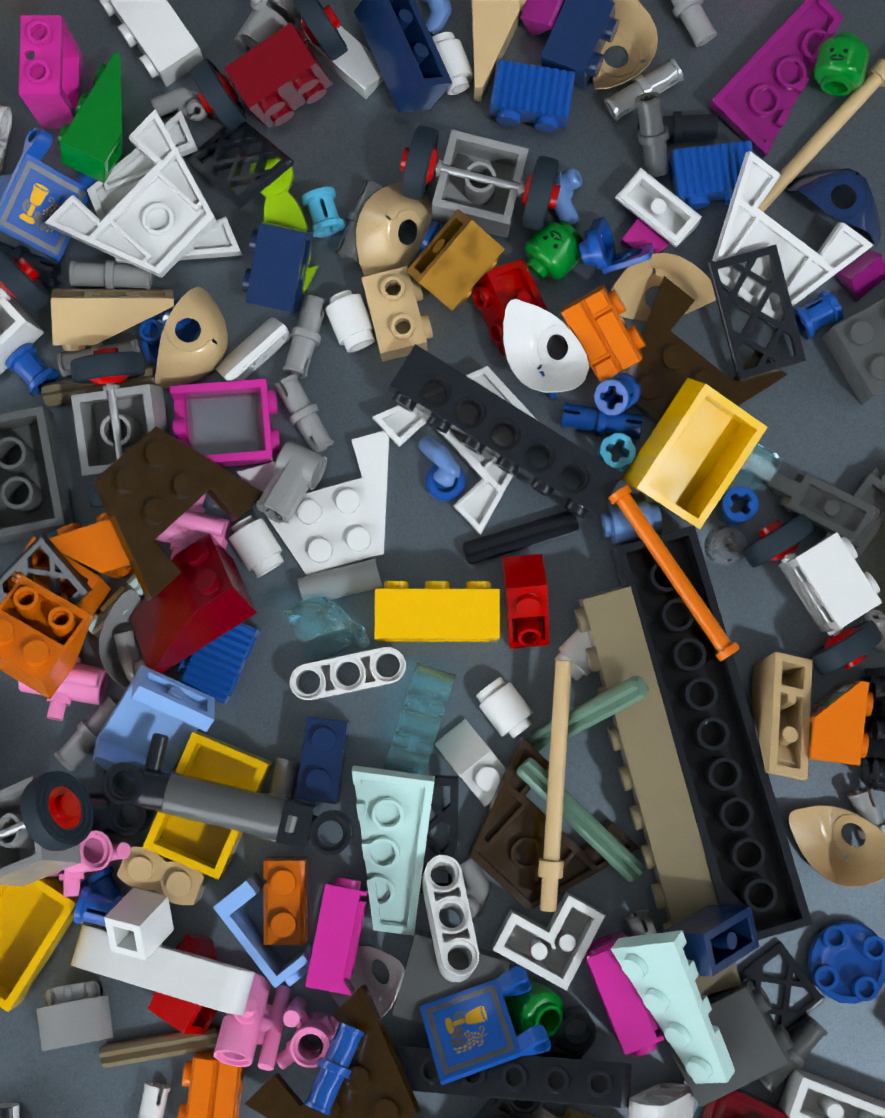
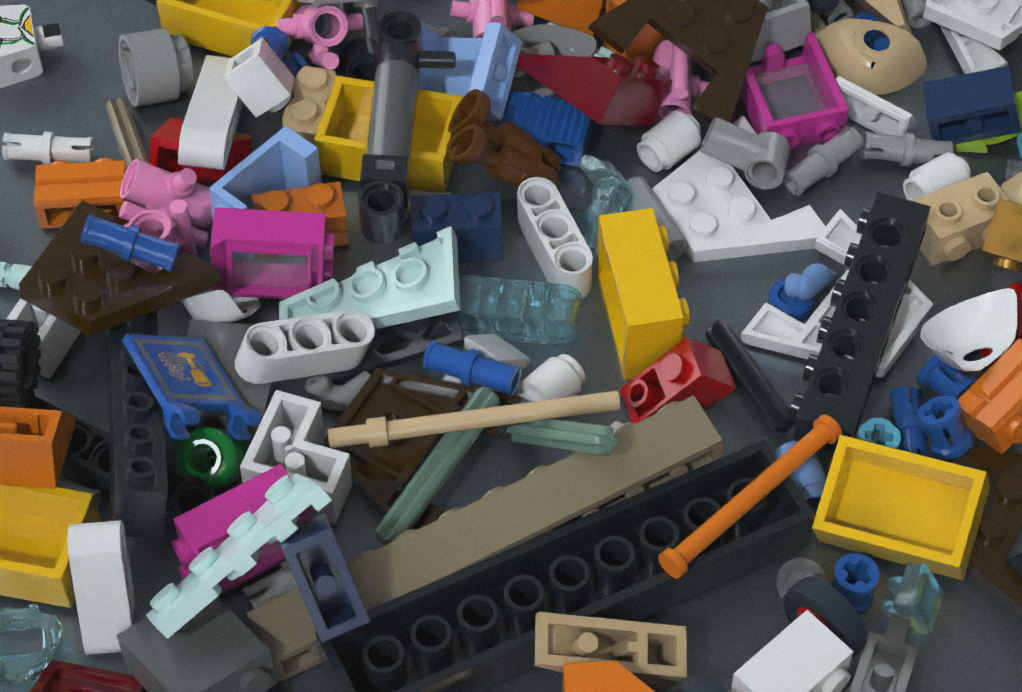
camera: 80 degrees right, 30 degrees down
(256, 693) = (505, 151): none -> reddish brown piece
(491, 775) = (472, 367): none -> blue pin

